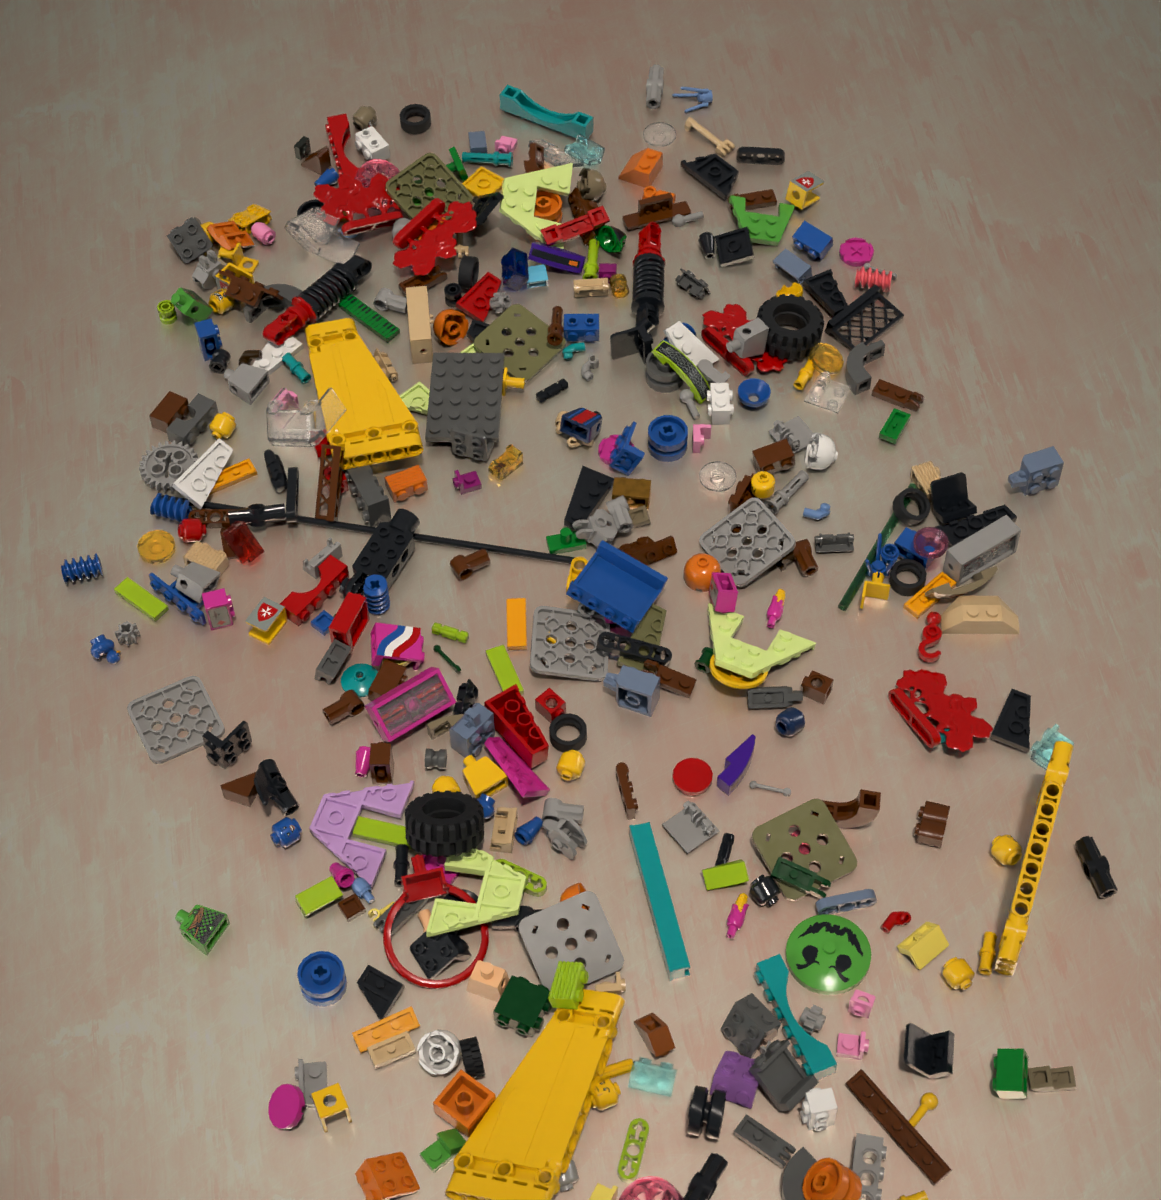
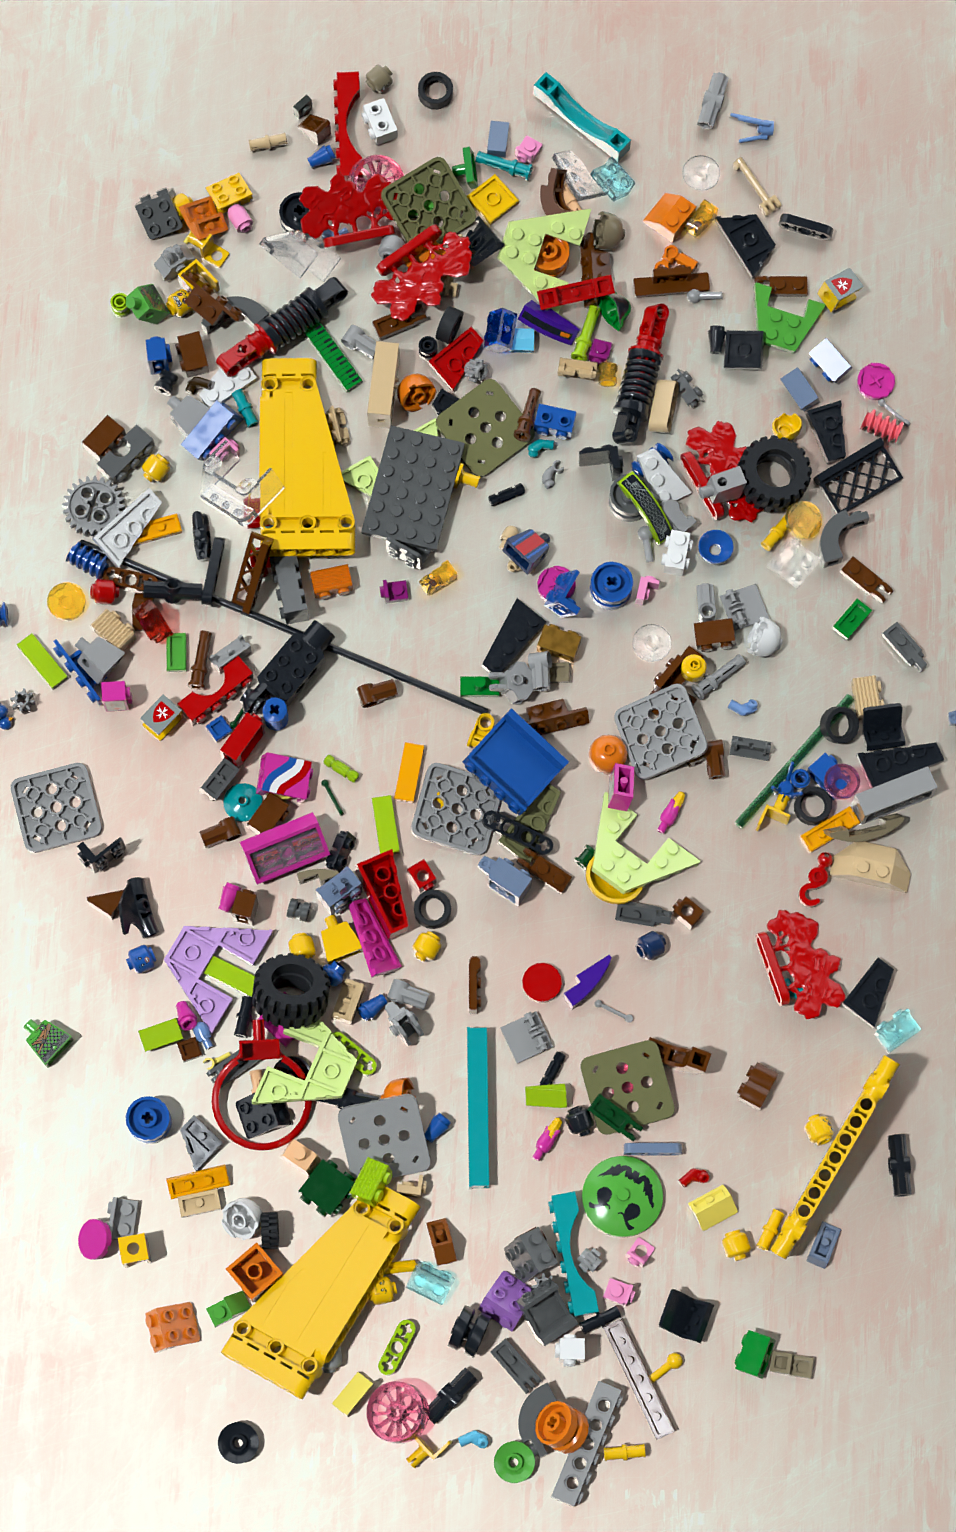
camera: 10 degrees right, 20 degrees up
(239, 335) = (192, 353): none -> reddish brown brick
(267, 385) = (211, 429): none -> wedge
(270, 568) = (176, 652): none -> bright green tile
(277, 177) = (268, 142): none -> tan pin
(295, 575) = (199, 668): none -> reddish brown pin
(623, 924) = (437, 1126): none -> blue cone
(669, 164) = (701, 218): none -> clear yellow leg
(675, 299) = (663, 406): none -> tan beam
(757, 434) = (706, 602): none -> light grey piece
(841, 1075) = (600, 1320): none -> black pin
(950, 438) = (905, 646): none -> dark grey hinge
(1045, 958) = (823, 1245): none -> sand blue slope

